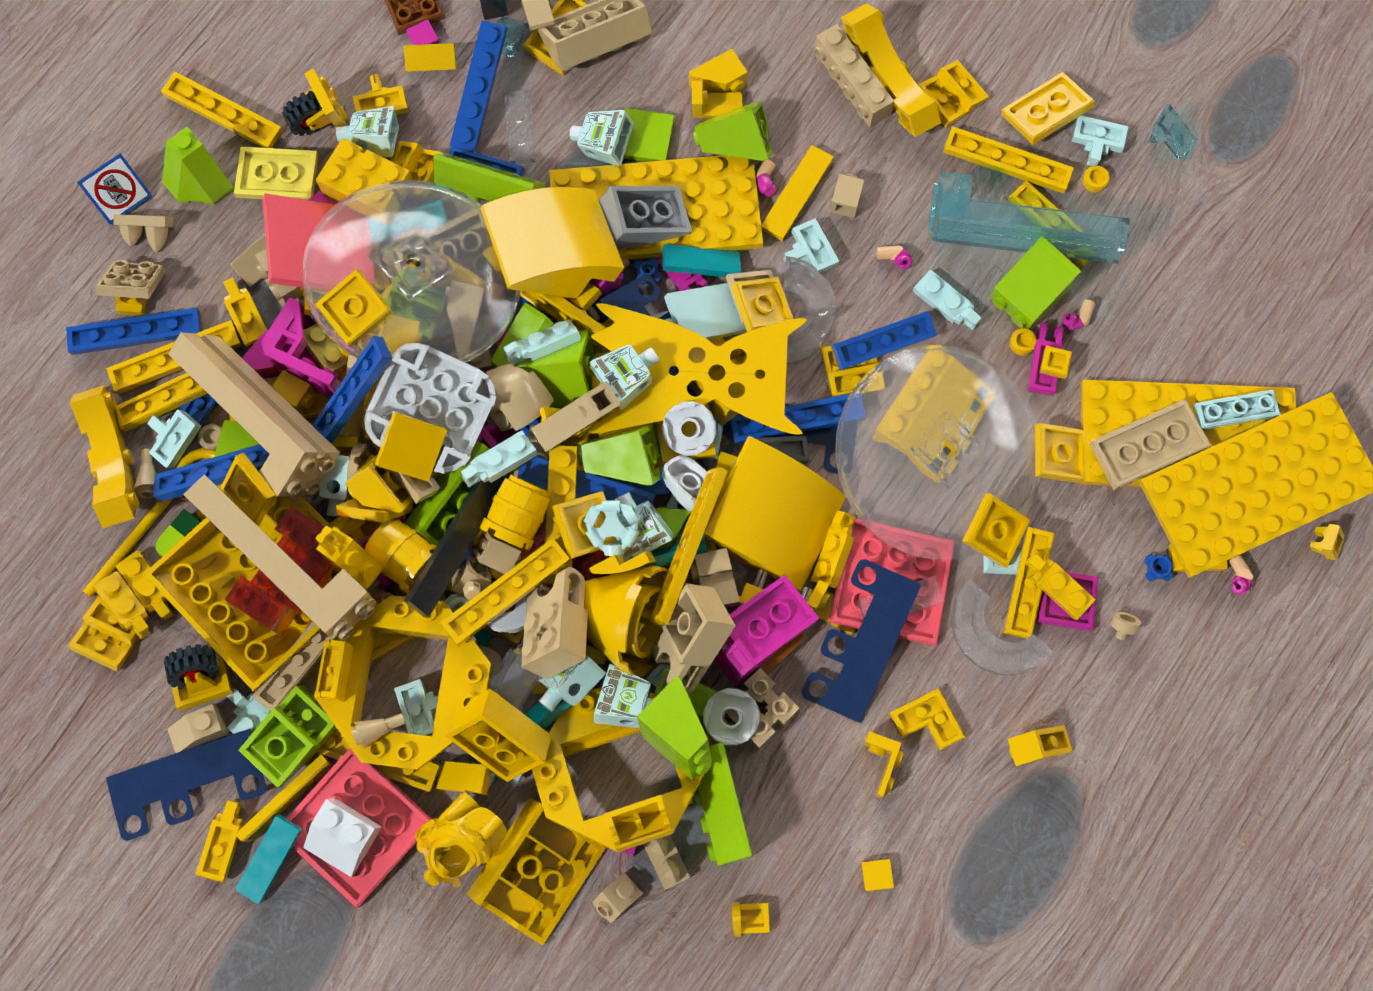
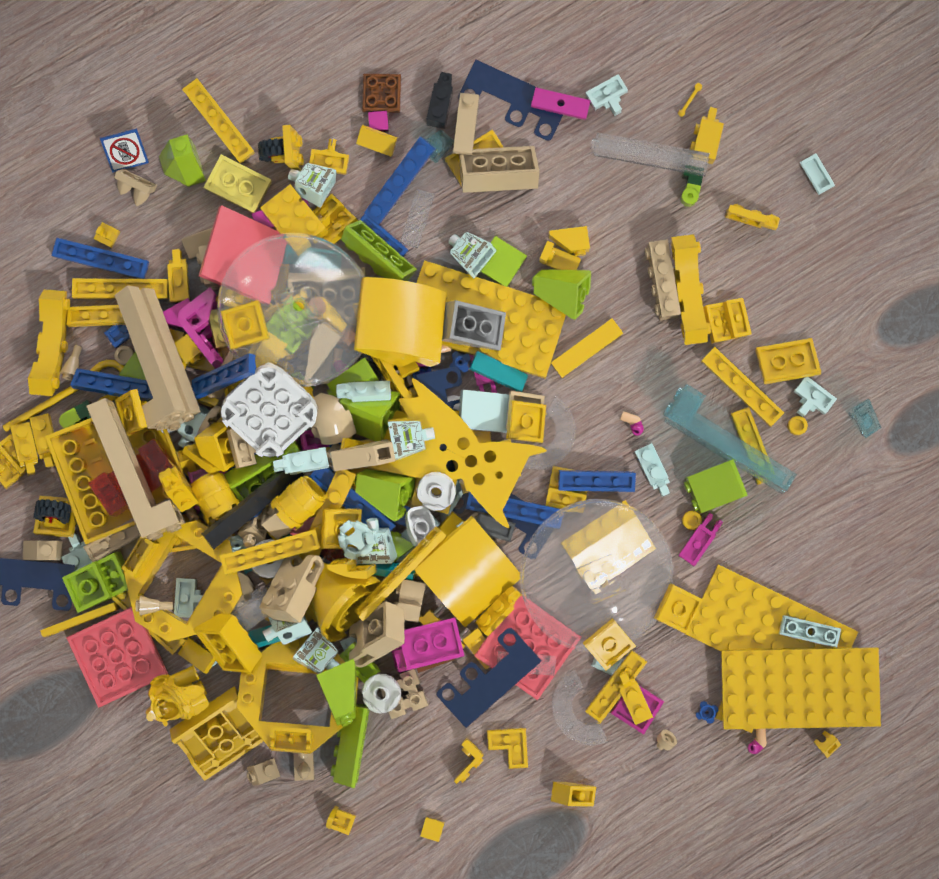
camera: 25 degrees right, 10 degrees up
(130, 279) = (110, 222): tan tile -> none
(172, 437) = (98, 345): light aqua hinge -> none
(221, 843) = (29, 630): yellow hinge -> none
(268, 859) = (55, 653): teal tile -> none
(341, 836) = (106, 660): white slope -> none
(410, 446) = (246, 432): yellow tile -> none
(763, 179) = (567, 329): dark pink arm -> none
(813, 246) = (578, 393): light aqua hinge -> none
(847, 195) = (619, 365): tan brick -> none
(1055, 362) = (704, 546): yellow tile -> none
(1081, 318) = (737, 521): arm -> none
(1149, 444) = (740, 629): tan tile -> none

